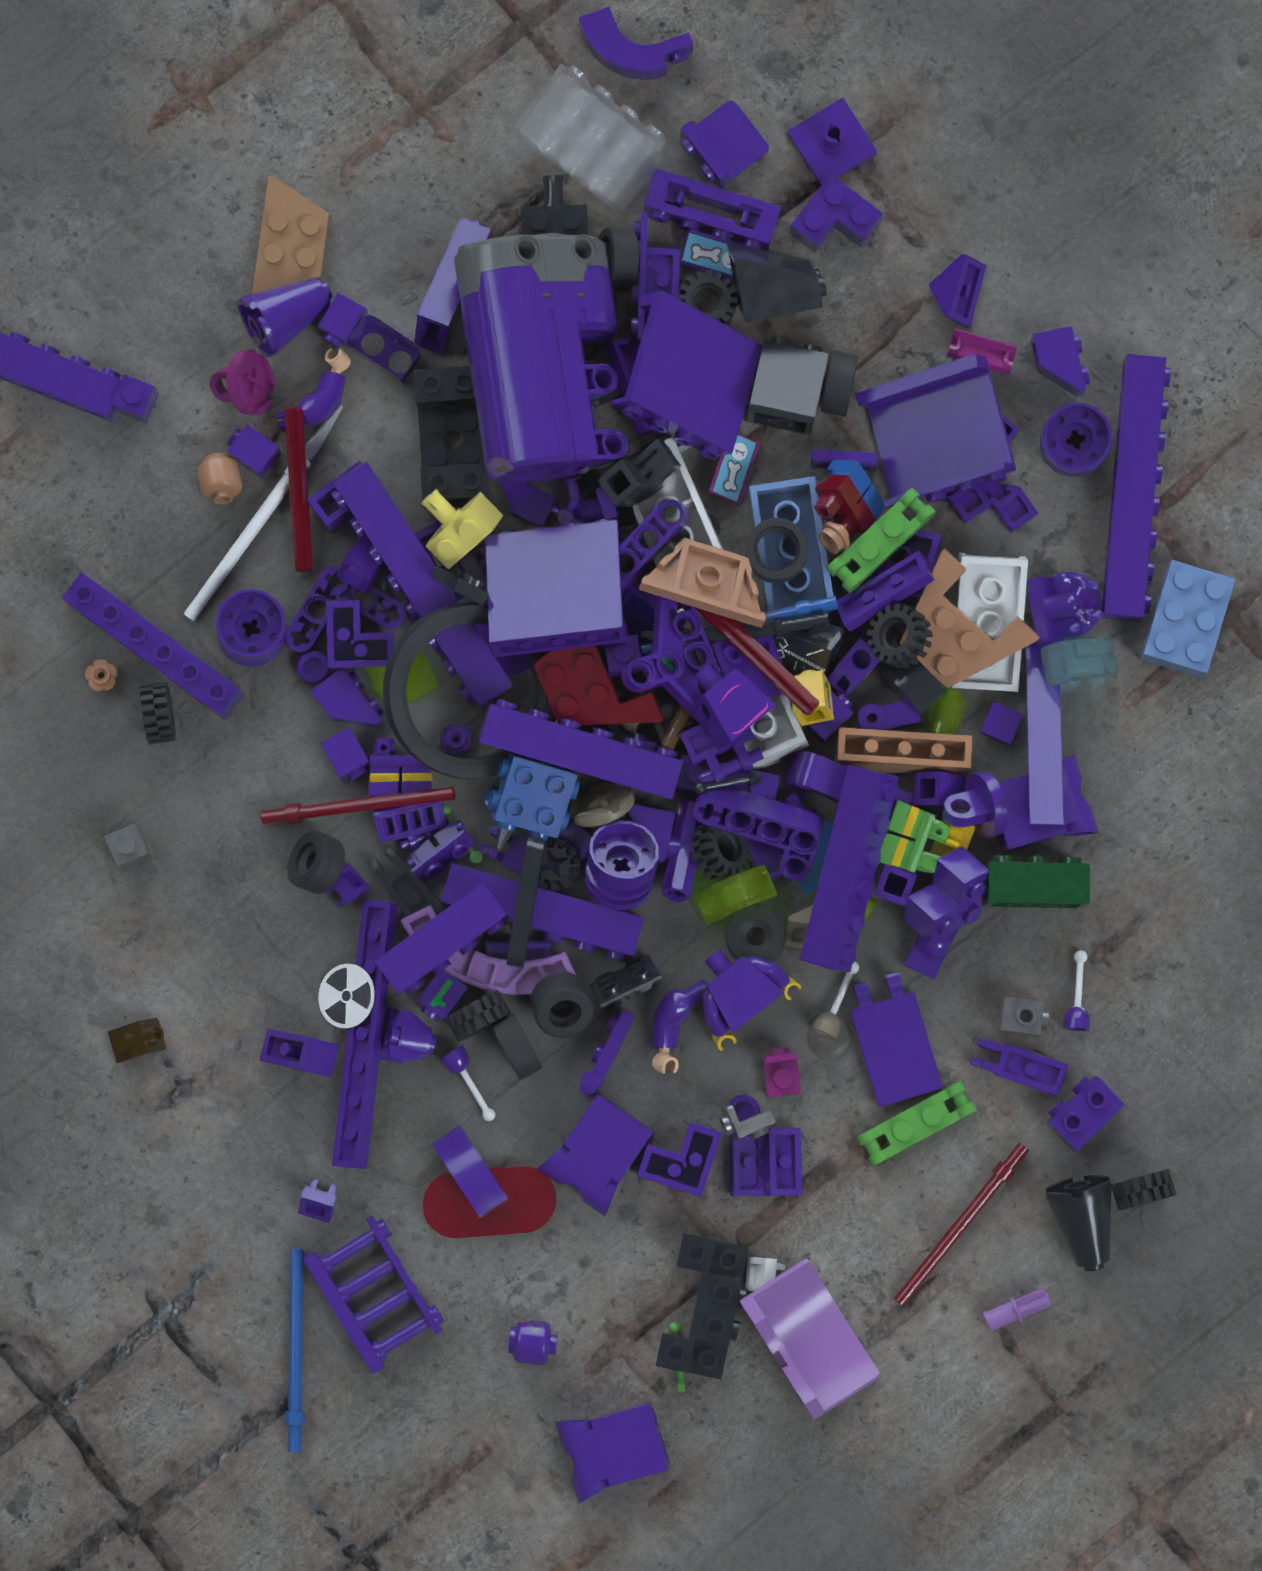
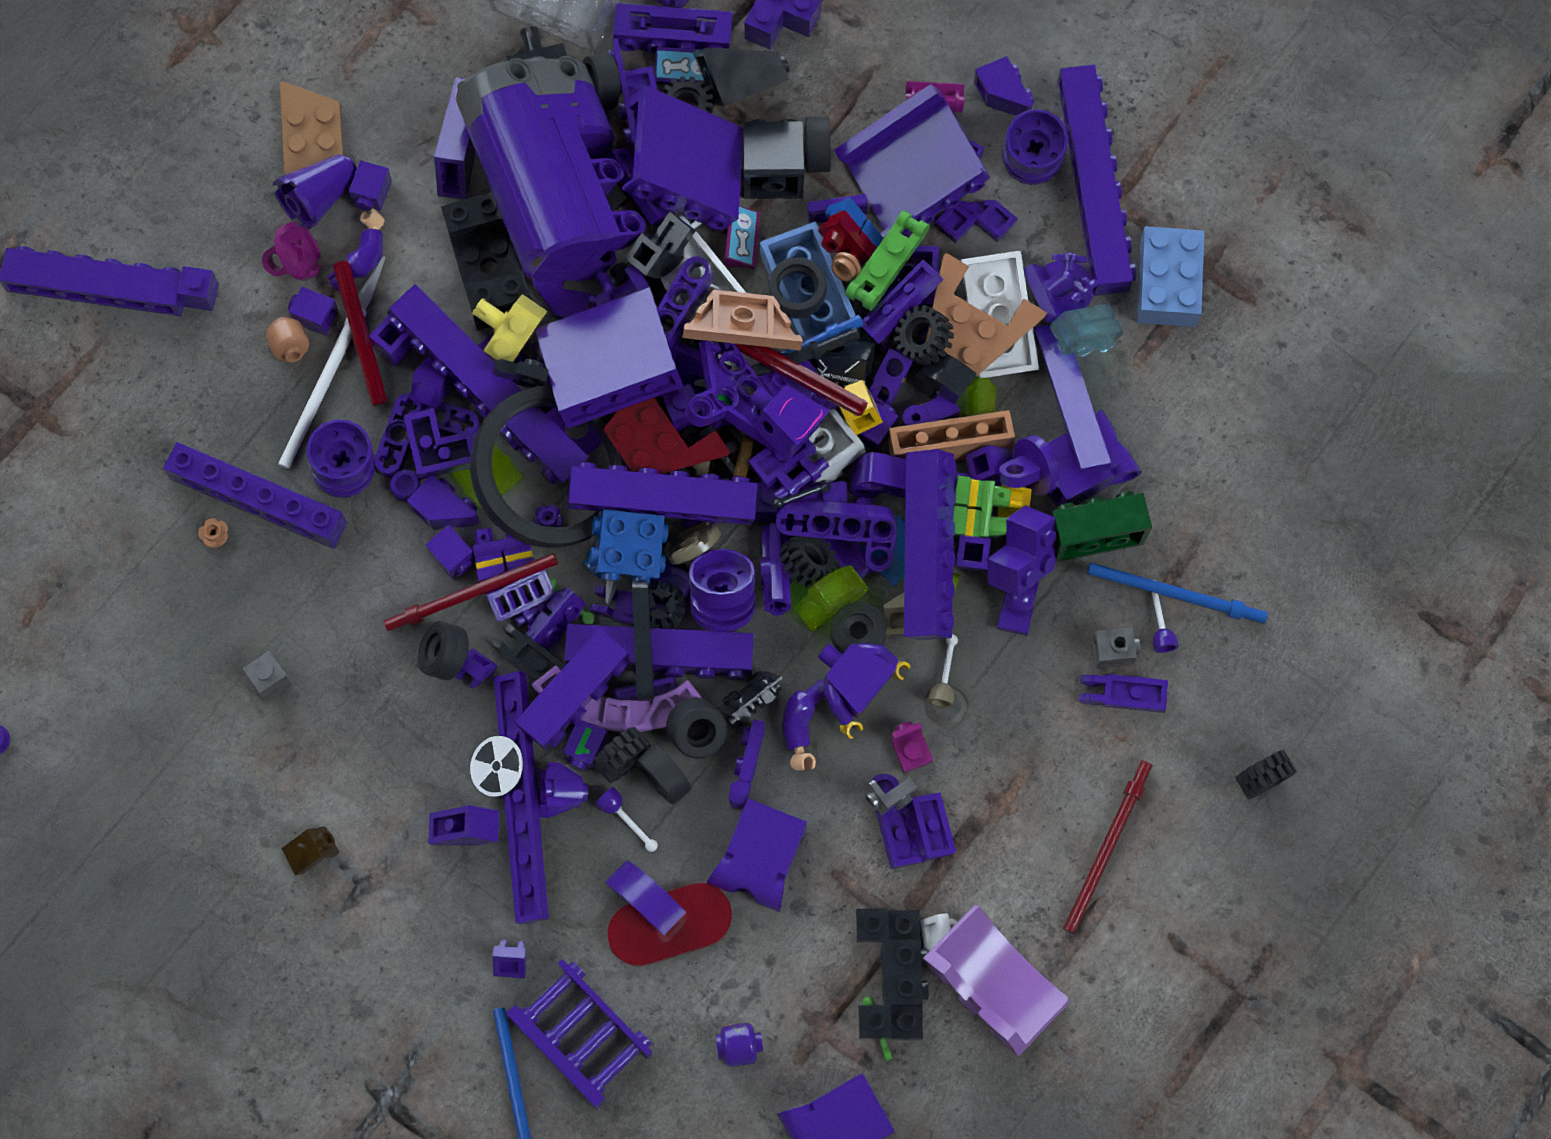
camera: 15 degrees left, 10 degrees down
(157, 713) = (271, 551): black tyre -> none
(372, 324) = (401, 184): dark purple piece -> none
(658, 822) = (747, 546): dark purple slope -> none
(684, 1170) = (843, 852): dark purple brick -> none
(894, 1043) = (1006, 698): dark purple tile -> none
(916, 1123) = (1044, 765): bright green plate -> none
(959, 289) = (902, 50): dark purple slope -> none
(1001, 723) = (1030, 401): dark purple tile -> none
(1017, 1309) = (1179, 911): medium lavender axle -> none
(1084, 1113) = (1194, 720): dark purple brick -> none
(1084, 1218) = (1219, 814): black cone -> none
(1159, 1002) = (1234, 609): none -> blue bar

